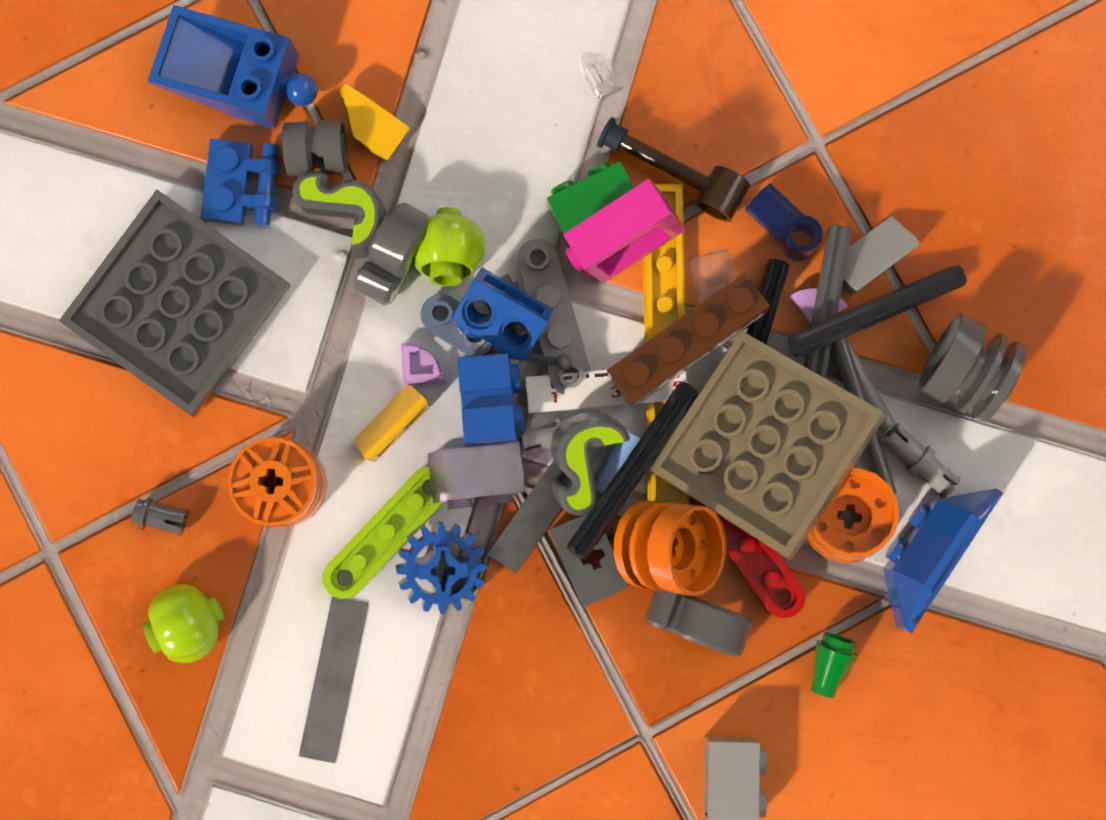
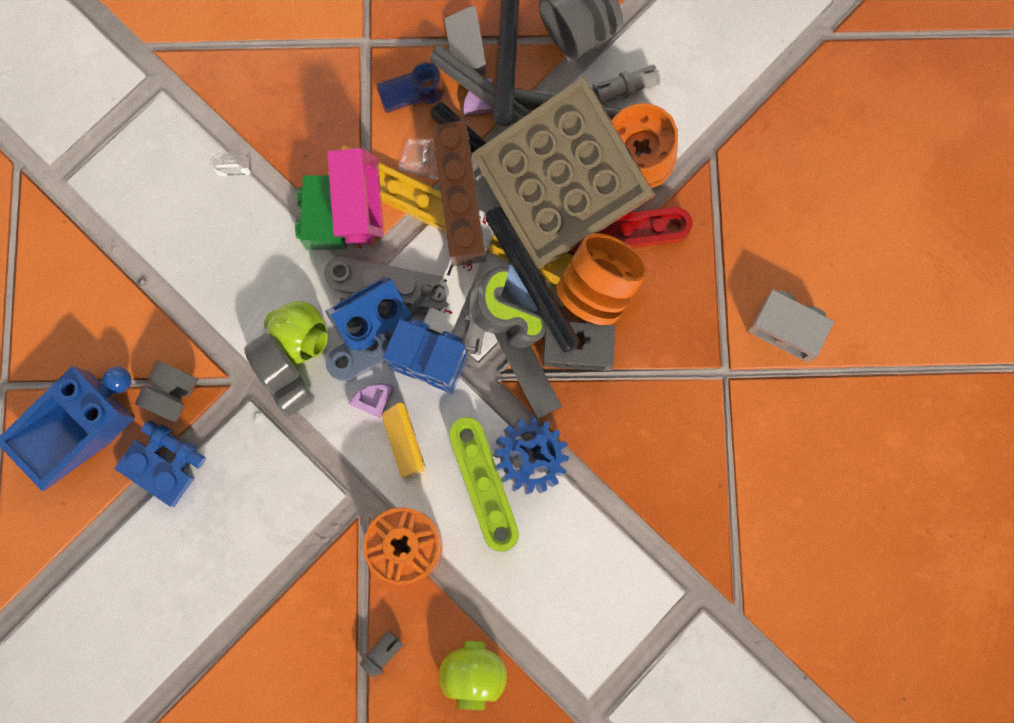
camera: 65 degrees left, 5 degrees down
(175, 303) = (223, 559): dark grey plate -> none
(333, 680) = (573, 583): flat silver sticker -> none
(344, 200) = (218, 390): dark grey animal -> none
(371, 124) = (172, 342): yellow slope -> none
(476, 473) = (474, 393): brick -> none
(700, 622) = (663, 289): dark grey animal -> none
(719, 192) = (363, 121): dark brown piece -> none
(832, 661) = (738, 214): green cone -> none
(931, 551) = (695, 108): blue wedge -> none

